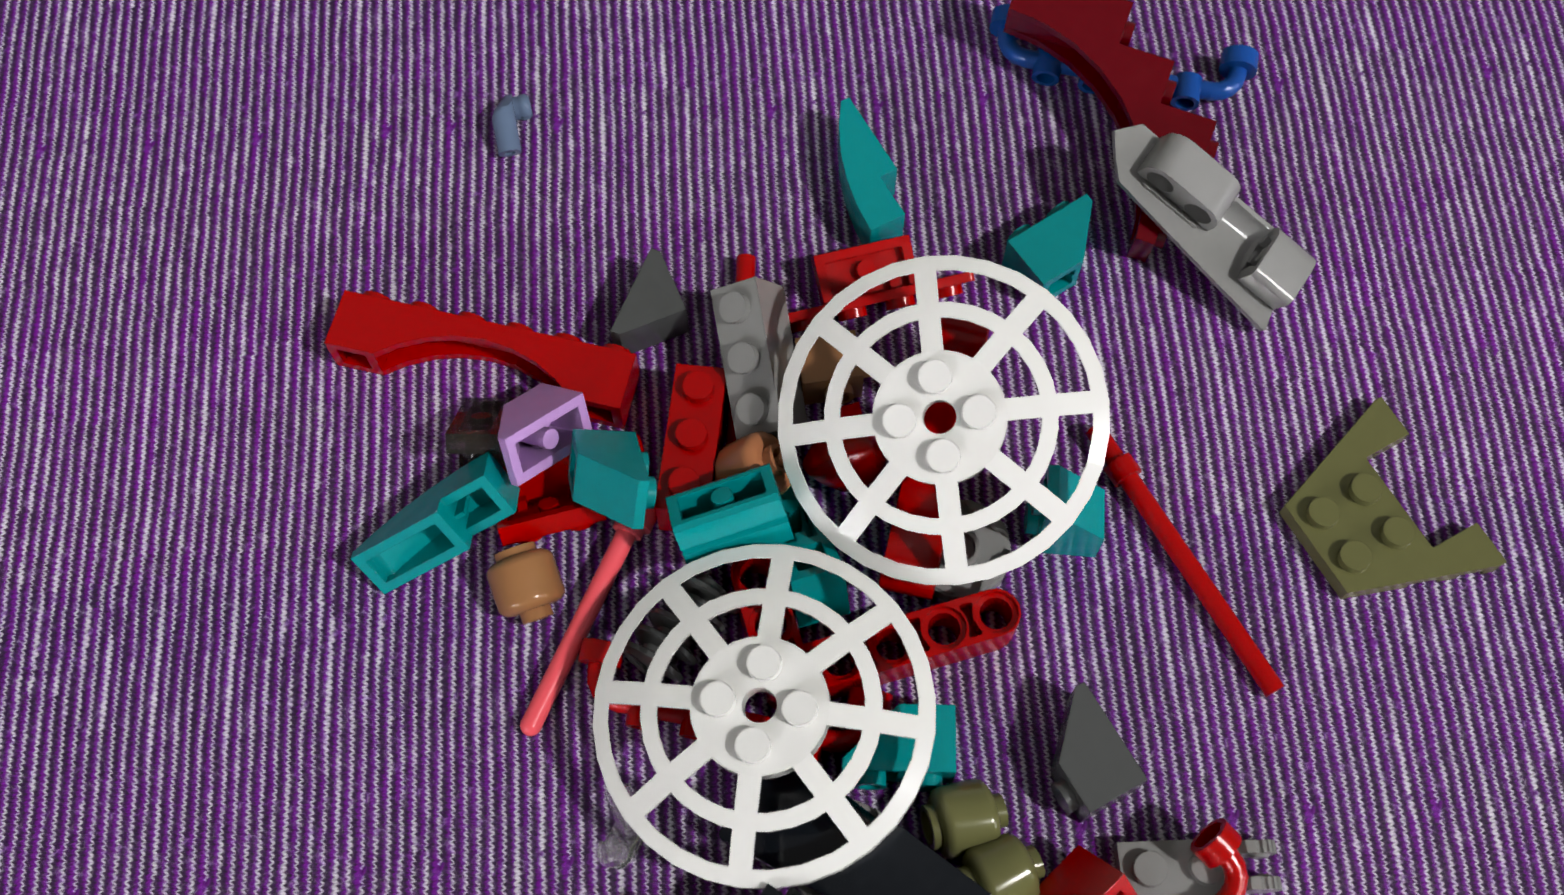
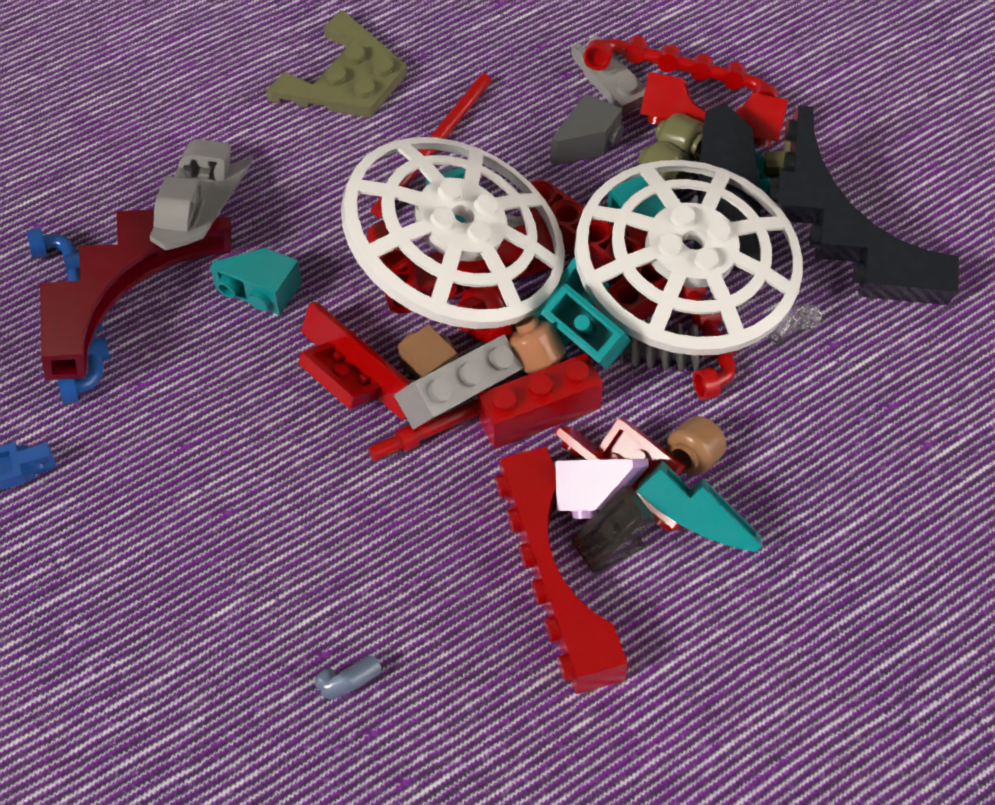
camera: 120 degrees left, 10 degrees down
(582, 623) = (608, 412): coral piece -> none
(611, 475) = (601, 413): teal slope -> none
(652, 308) = (451, 485): dark grey slope -> none
(867, 179) = (262, 410): teal slope -> none

